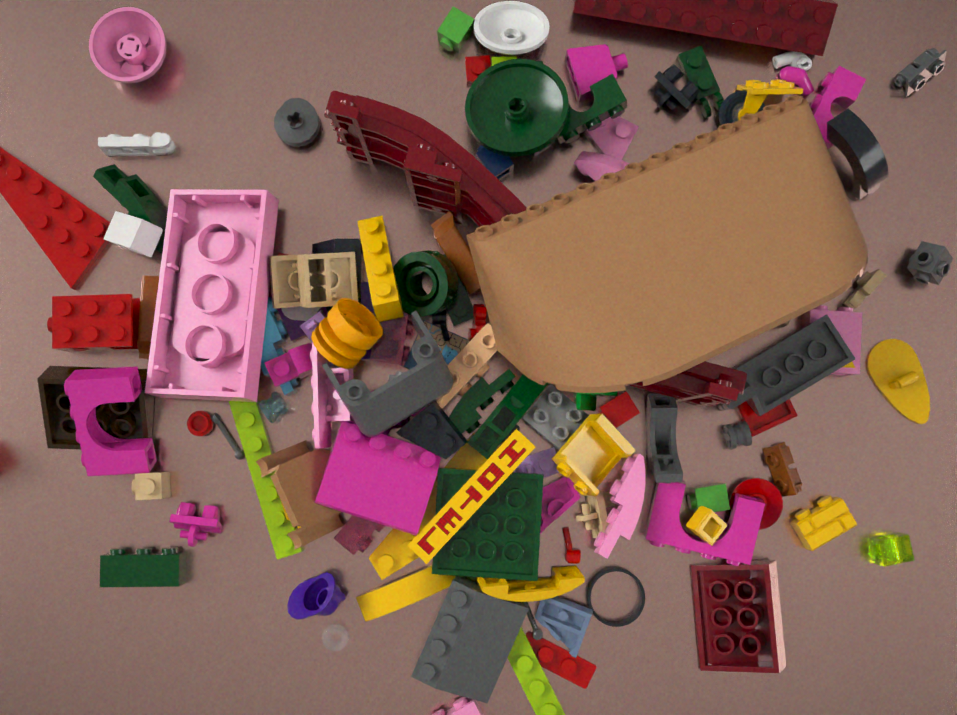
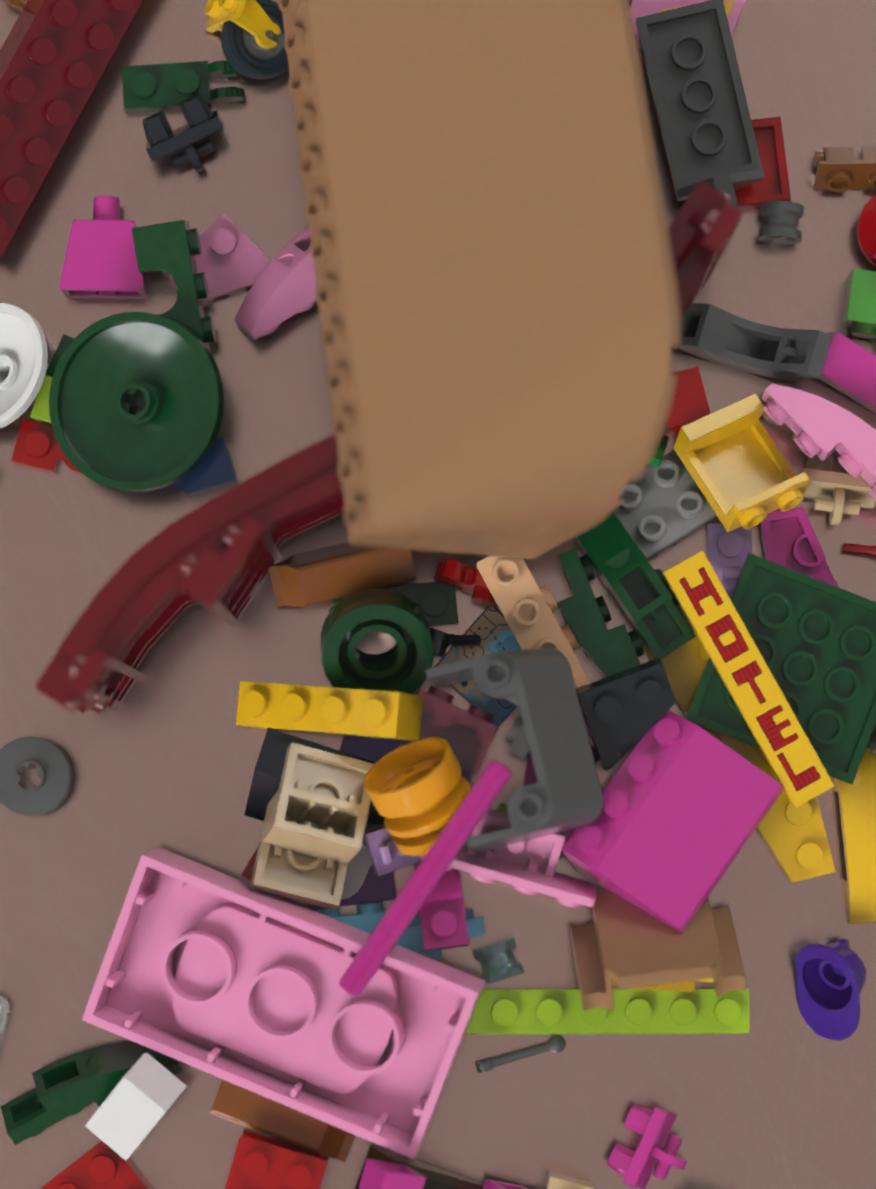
camera: 70 degrees left, 0 degrees up
(200, 423) = (485, 1093): red plate -> none
(299, 347) = (425, 878): none -> dark pink axle
(356, 533) = (749, 887): clear pink brick -> none

